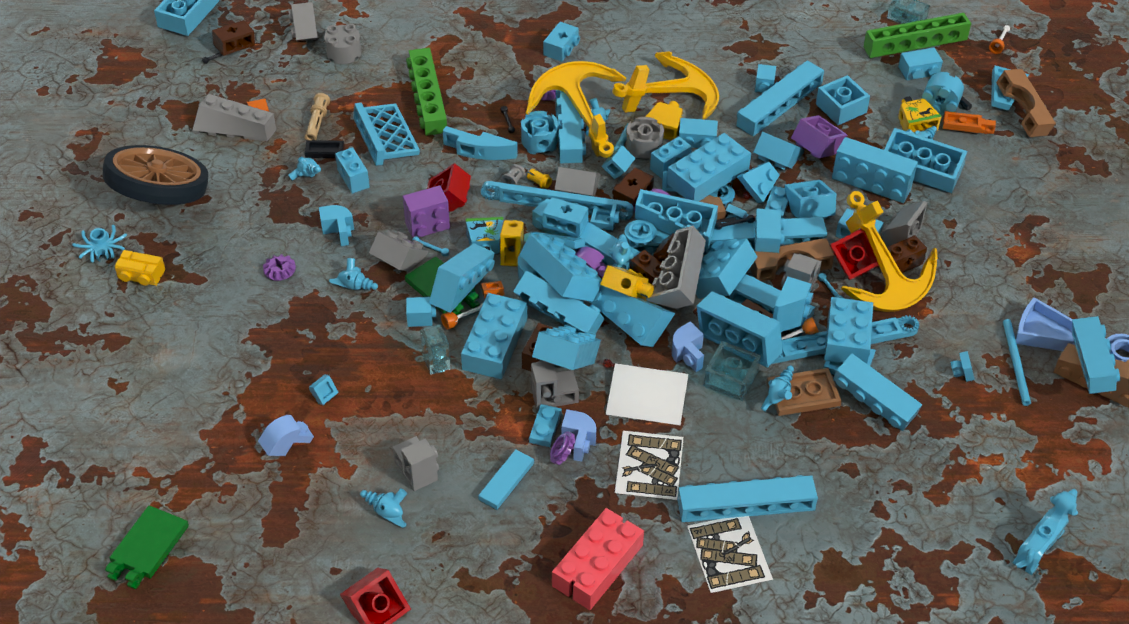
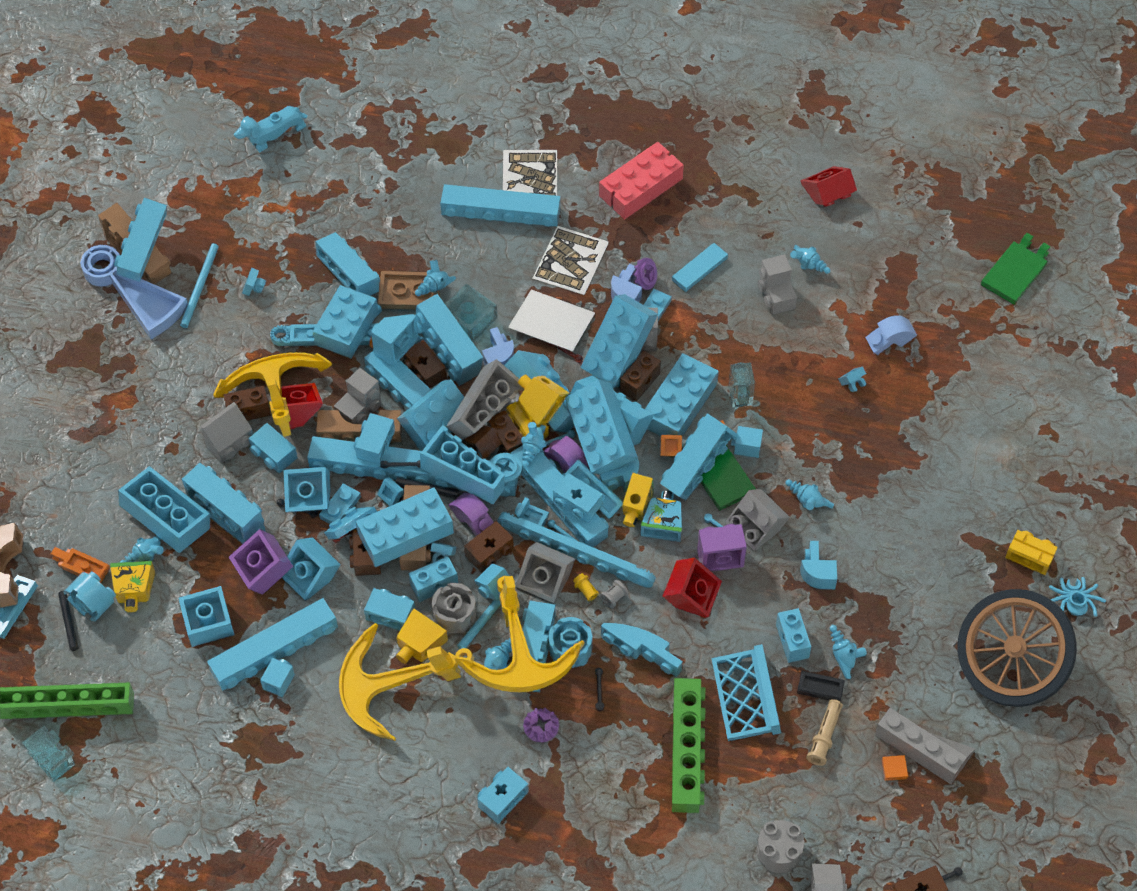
camera: 165 degrees left, 10 degrees up
(275, 273) = (879, 537): medium lavender gear -> none
(822, 277) = (330, 381): medium azure hinge -> none
(920, 63) = (83, 661): medium azure brick -> none

